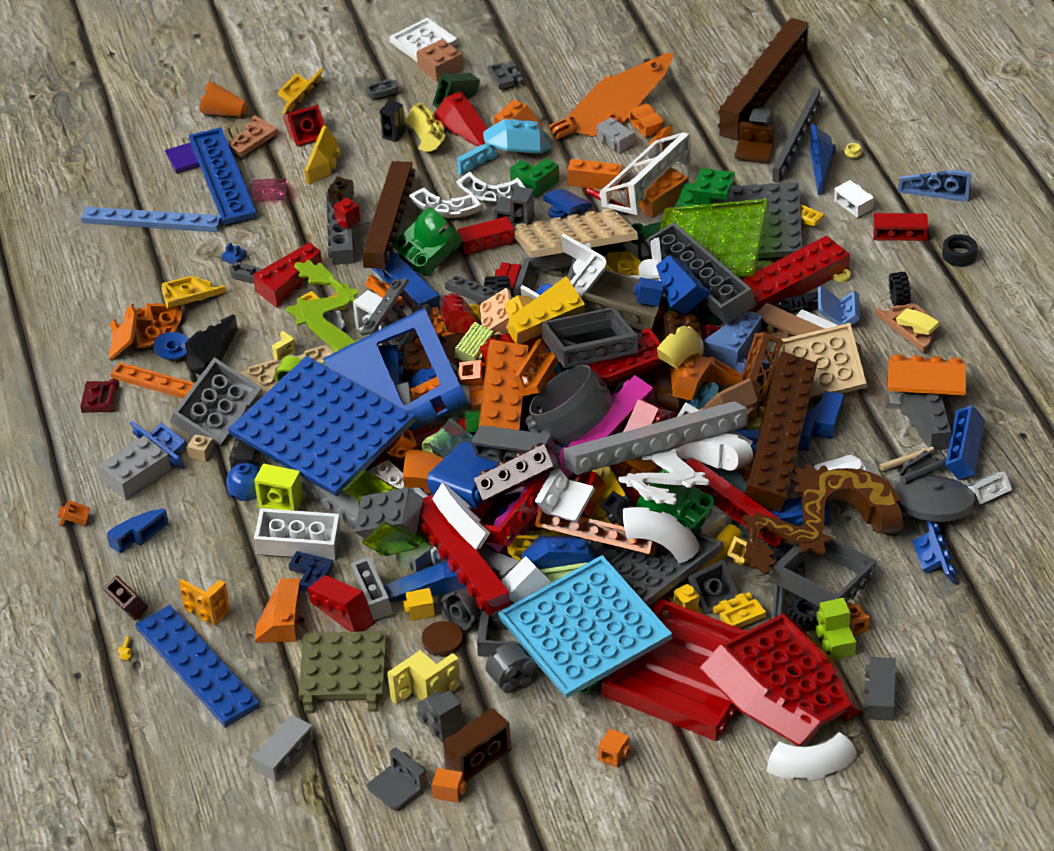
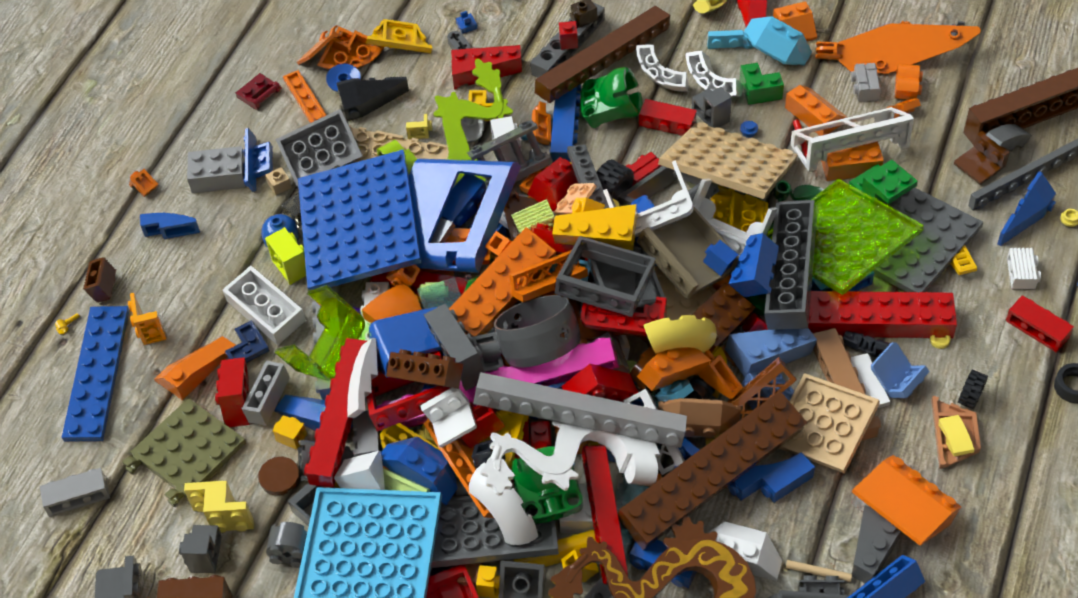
camera: 40 degrees right, 10 degrees up
(396, 507) = (321, 337): dark grey brick -> none
(566, 201) = (765, 123): blue slope -> none

